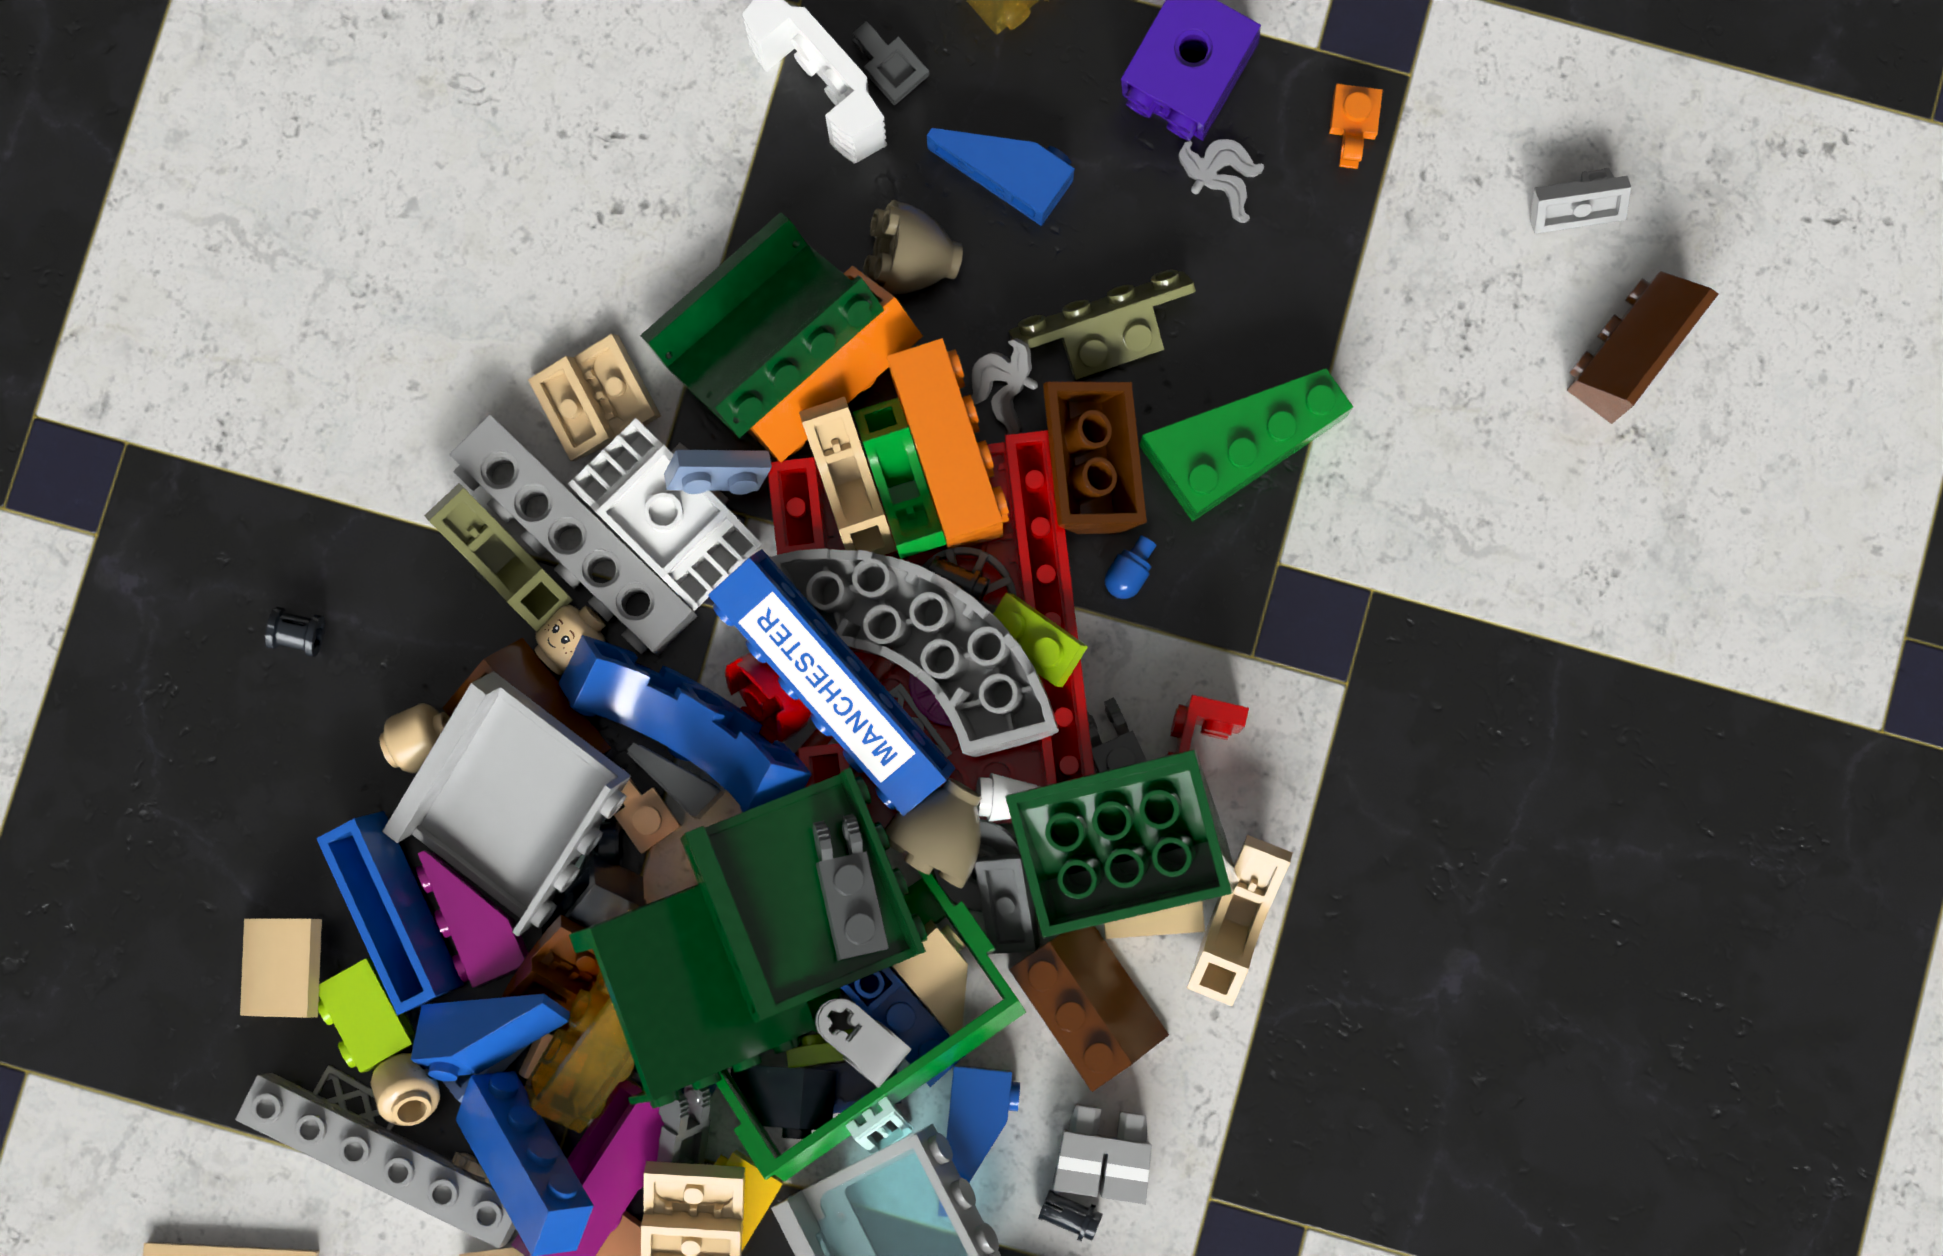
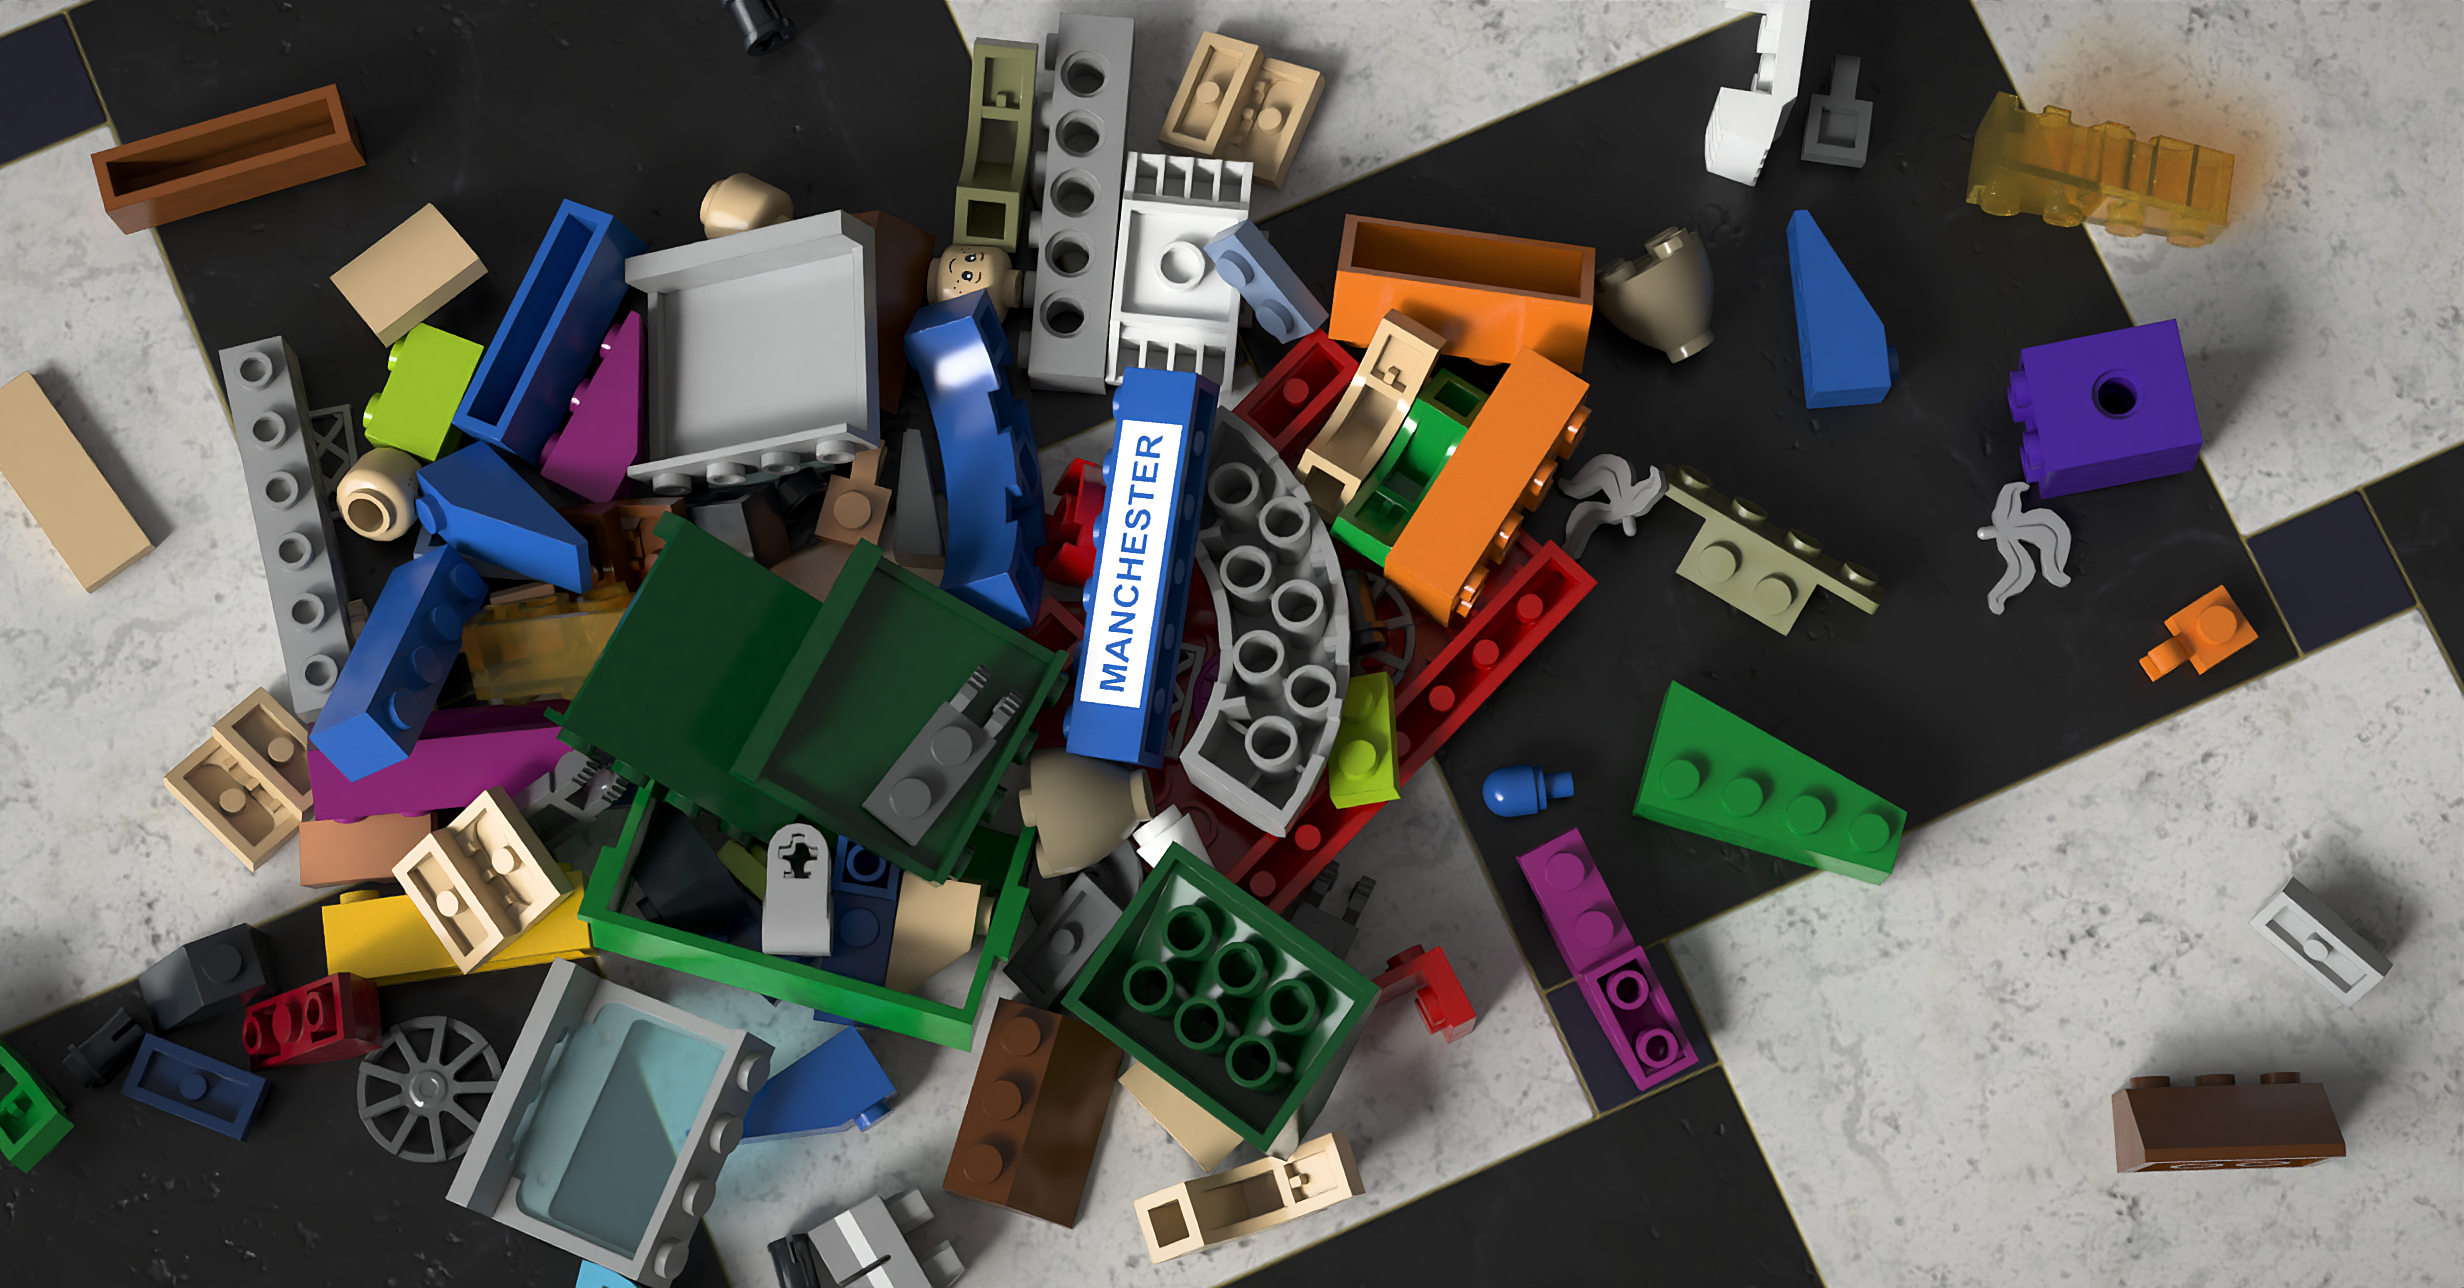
camera: 50 degrees right, 5 degrees down
(117, 1019) = (228, 159): none -> dark orange brick
(760, 325) = (1453, 202): dark green panel -> none
(877, 1123) = (727, 980): light aqua tile -> none
(1094, 456) = (1606, 648): reddish brown slope -> none
(1266, 606) = (1606, 959): none -> magenta slope

